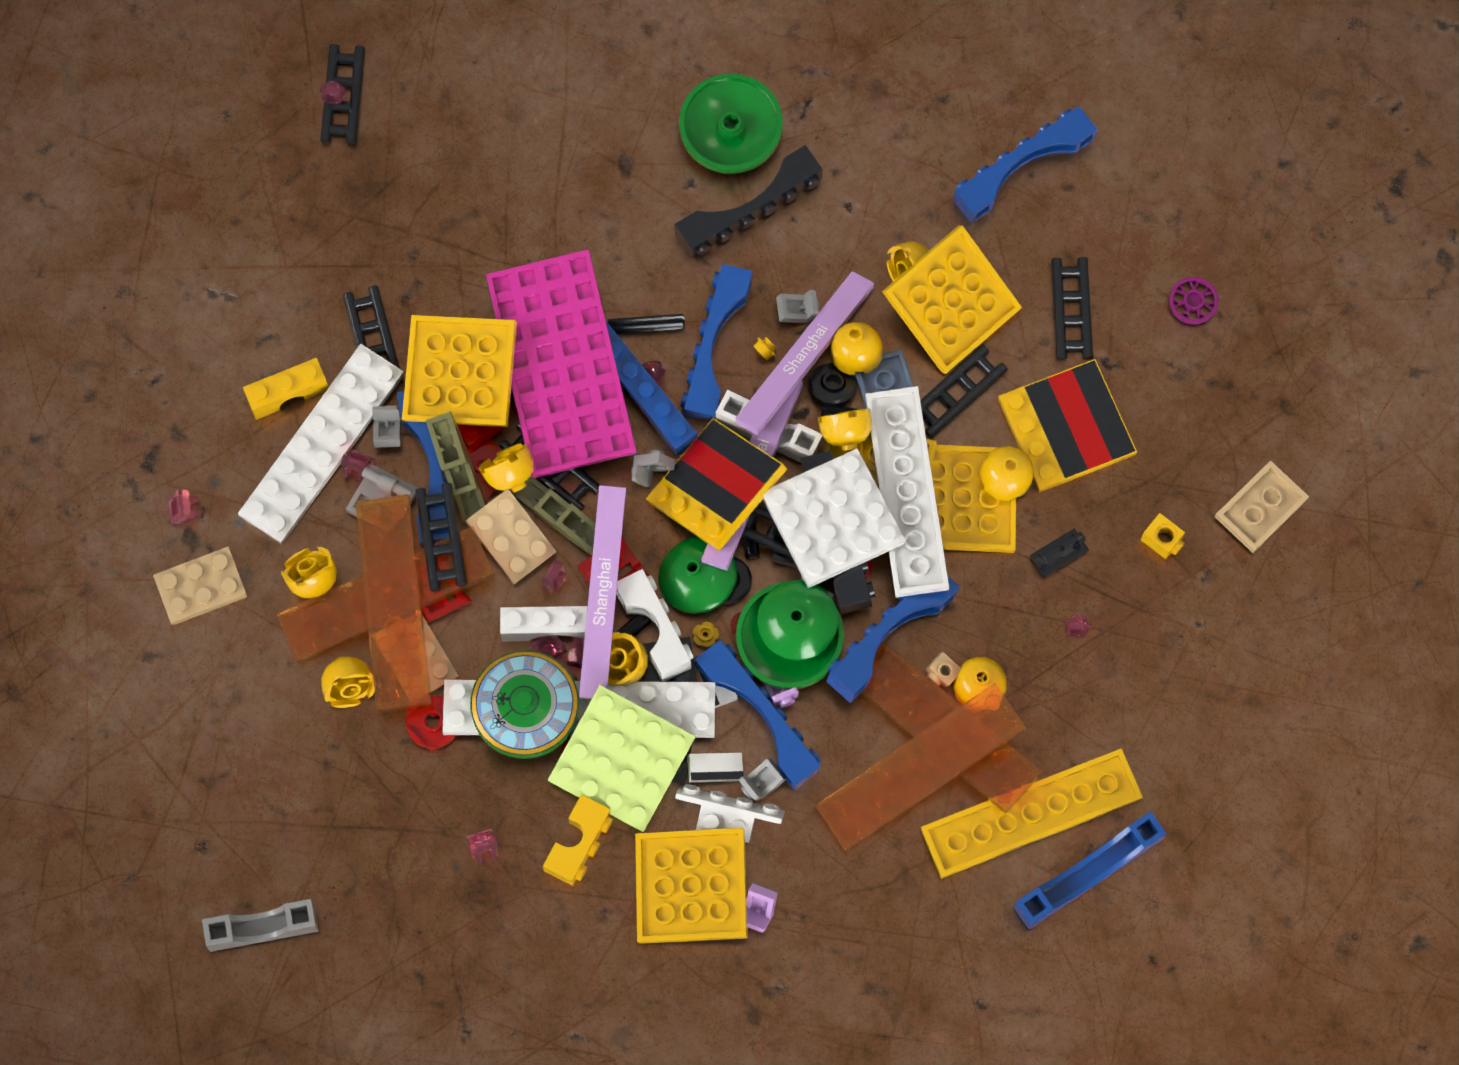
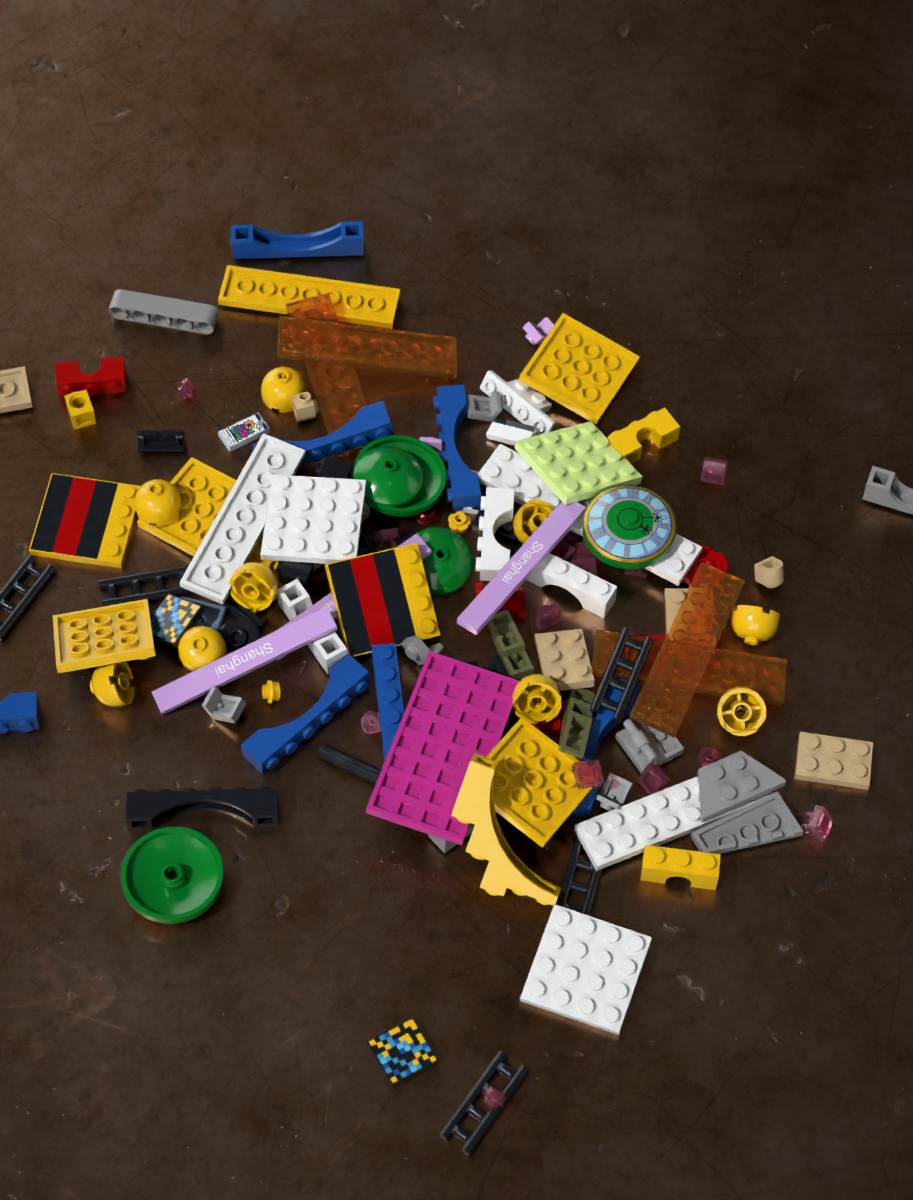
camera: 150 degrees left, 15 degrees down
(244, 469) = (753, 825): none -> light grey wing
(279, 493) = (733, 783): none -> light grey wing
(318, 526) = (707, 751): none -> clear pink plate
(319, 251) = (586, 969): none -> white plate
(362, 751) = (769, 572): none -> tan plate
(413, 409) = (588, 774): none -> clear pink tile
(436, 96) = (402, 1052): none -> tile
(446, 290) = (487, 841): none -> yellow arch
(766, 571) = (385, 536): none -> clear pink tile
(902, 361) = (174, 619): none -> tile
(986, 612) = (243, 432): none -> tile
(1167, 702) = (163, 311): none -> light grey beam
(1197, 563) = (108, 379): none -> red arch

